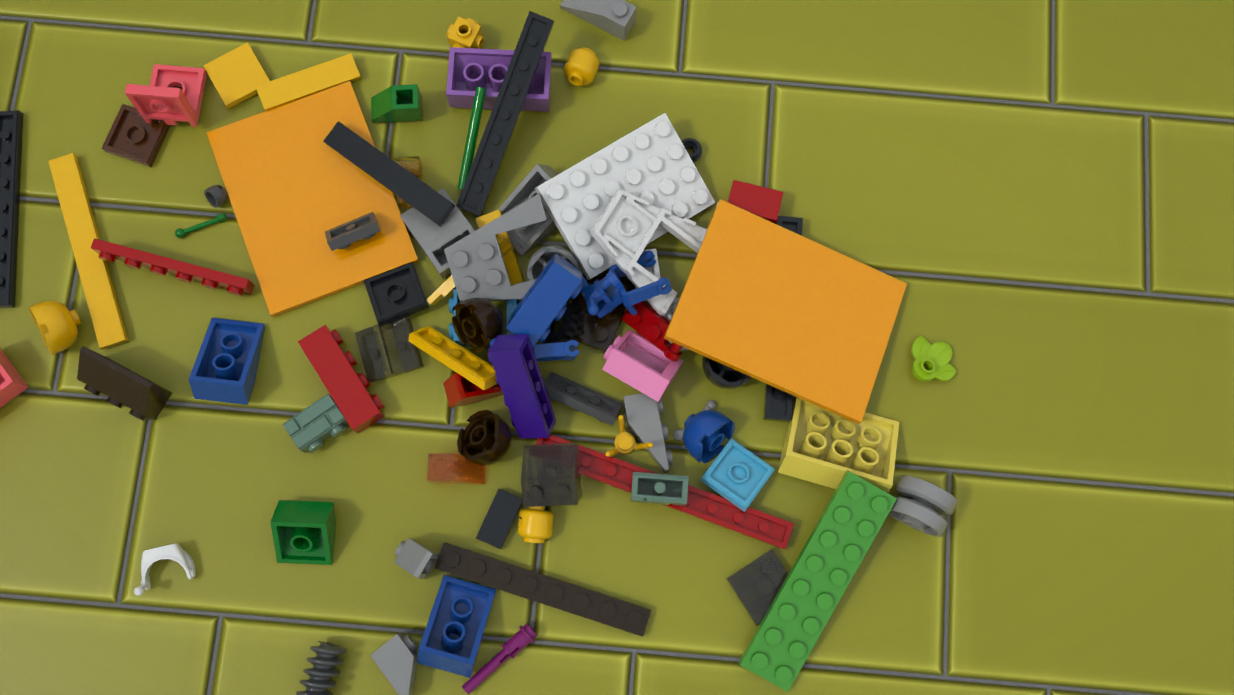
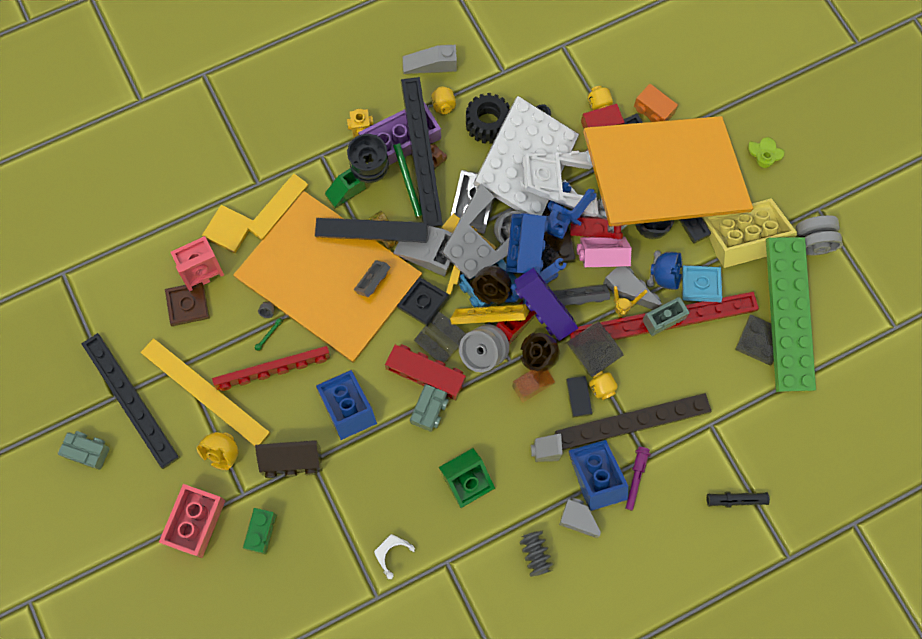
camera: 30 degrees left, 5 degrees down
(36, 447) = (259, 531): none -> green brick
(420, 393) = (484, 348): none -> light grey wheel
(427, 72) = (364, 150): none -> black wheel
(527, 128) = (437, 155): none -> dark orange tile
(612, 101) = (485, 105): none -> black tyre
(770, 173) = (599, 98): none -> yellow head
(832, 221) = (655, 104): none -> orange brick

